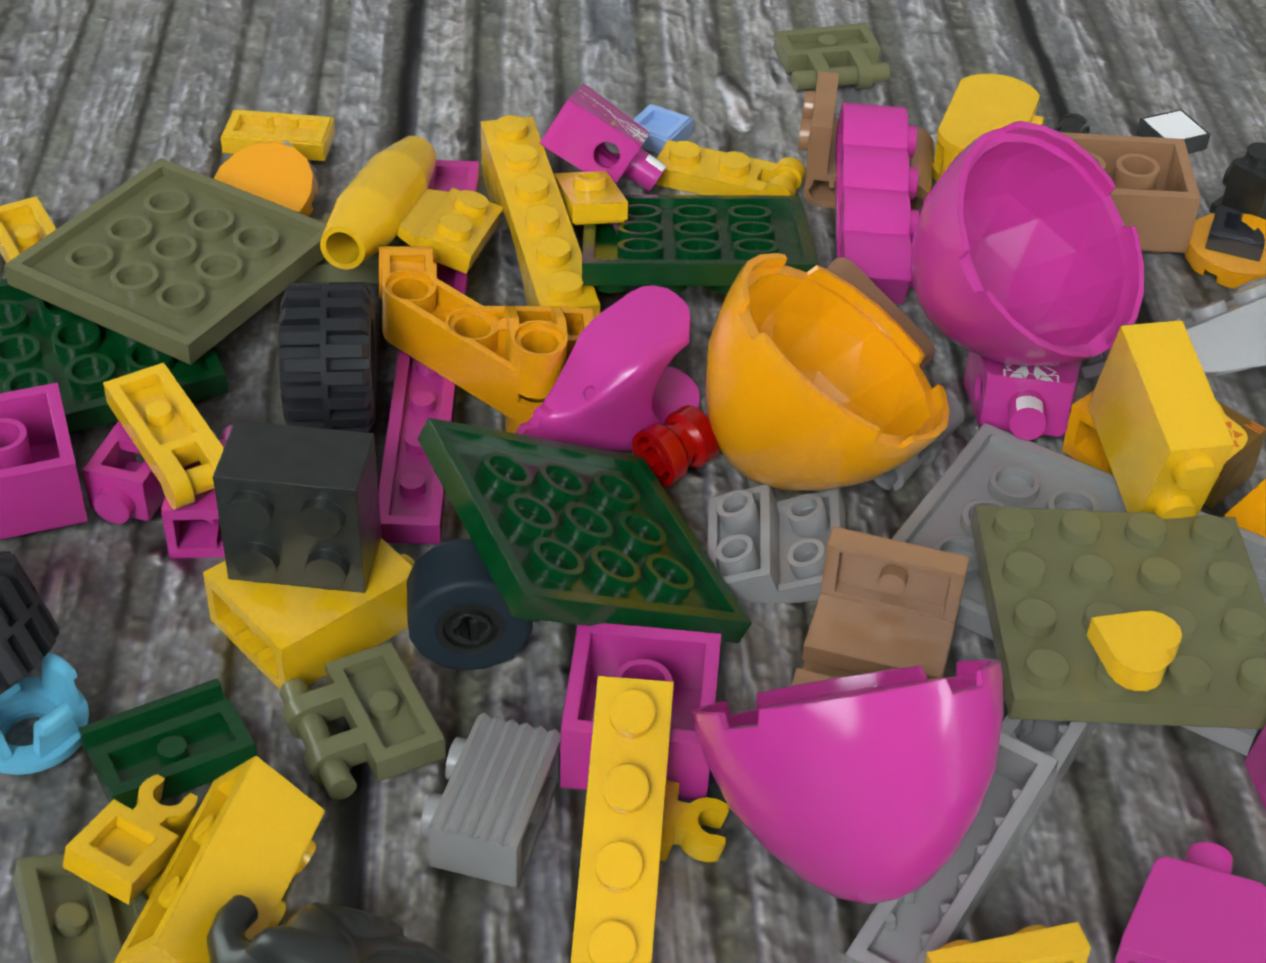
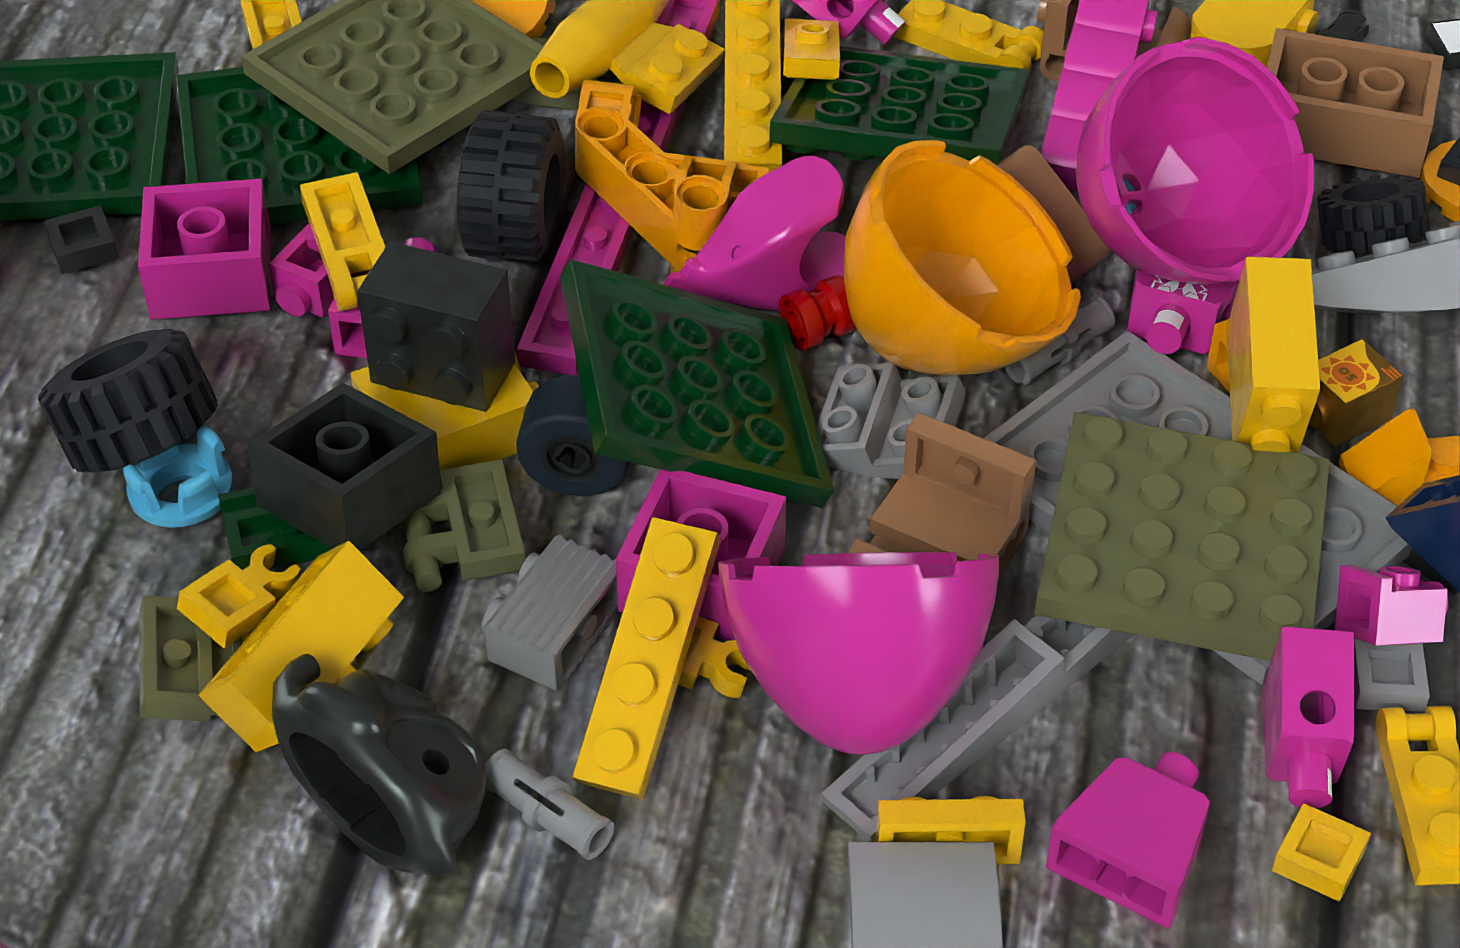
camera: 15 degrees right, 5 degrees up
(227, 676) = (345, 468): none -> pearl dark grey brick
(1135, 646) = (1164, 566): yellow tile -> none
(1179, 284) = (1372, 212): none -> black tyre

